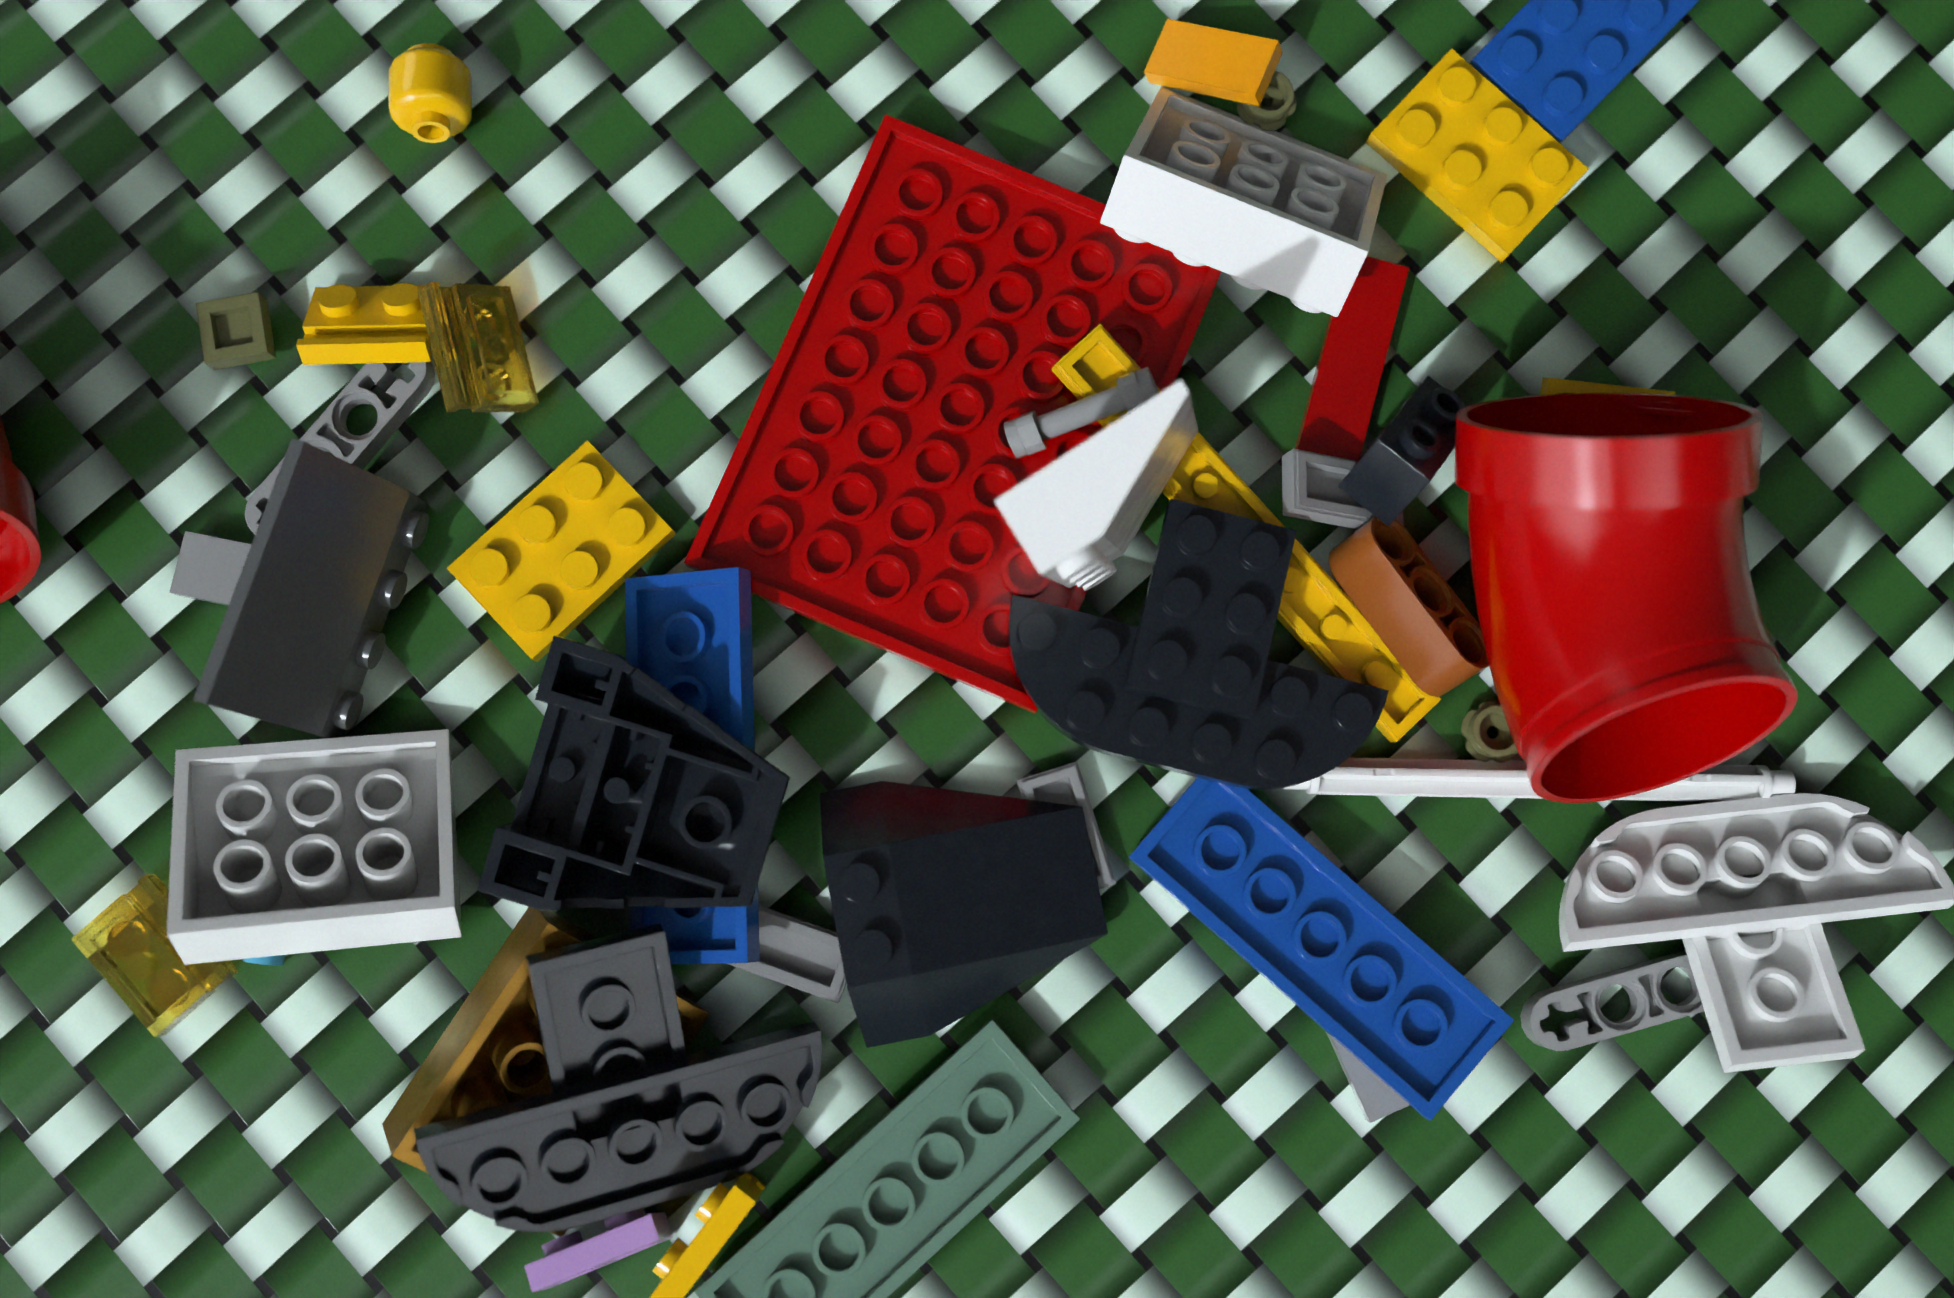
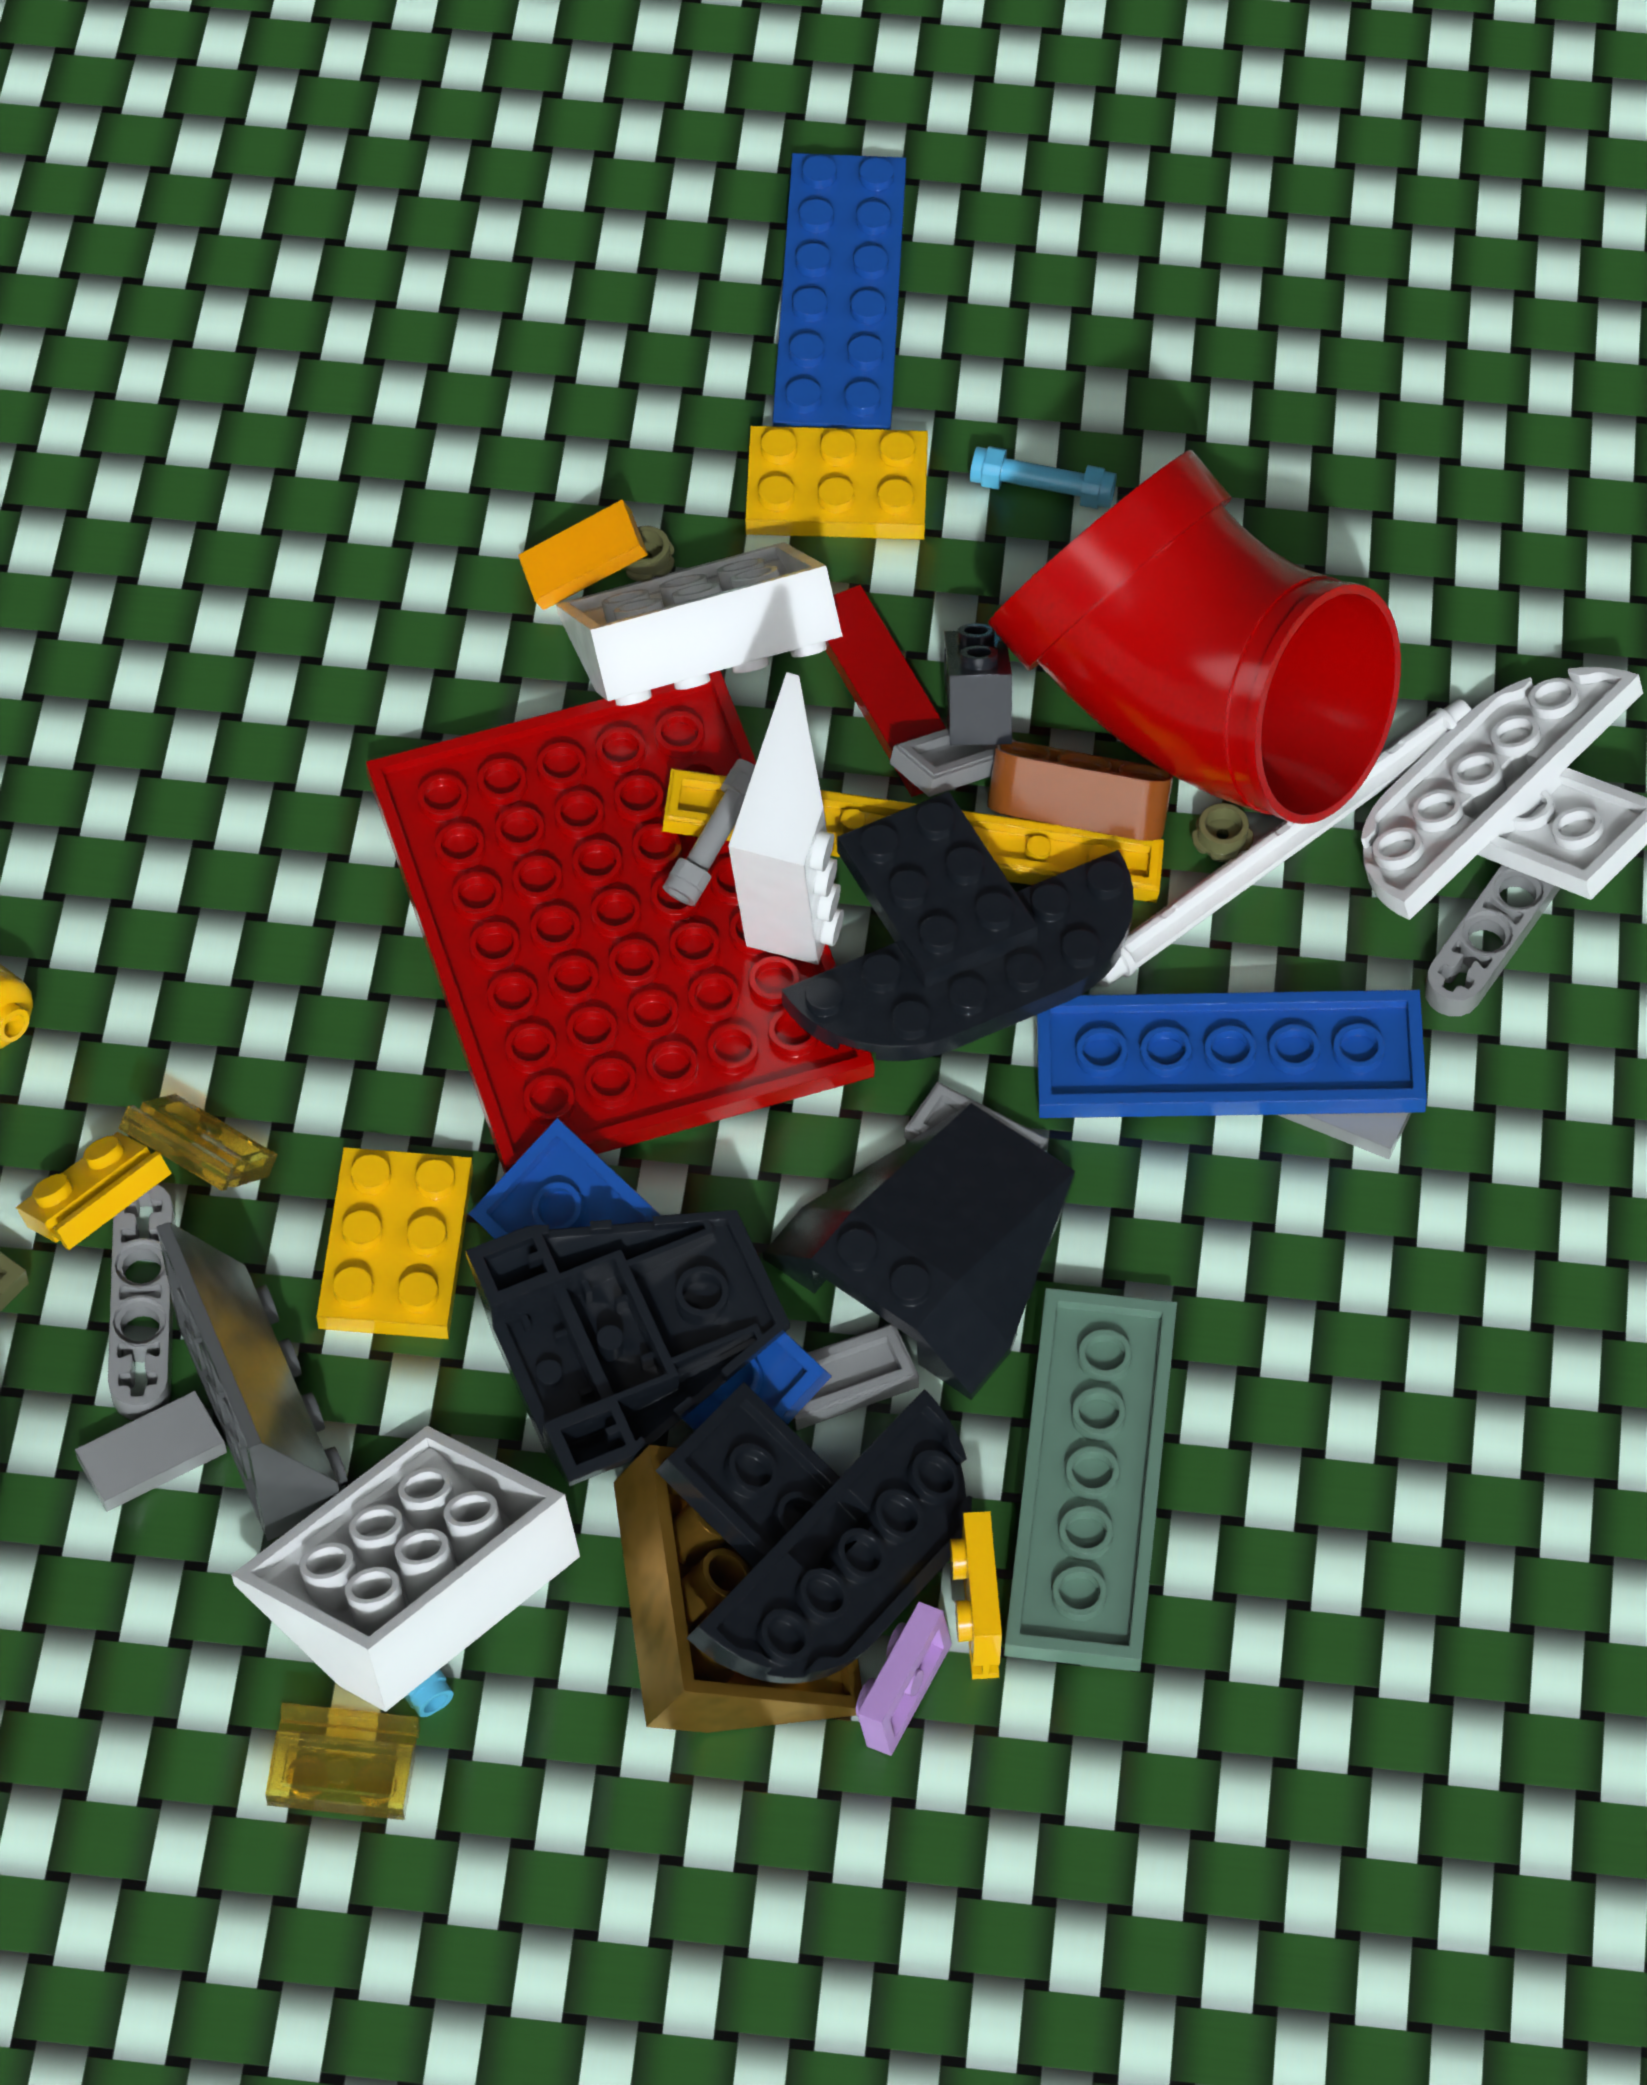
camera: 35 degrees left, 25 degrees down
(1612, 245) = (992, 467): none -> medium azure bar

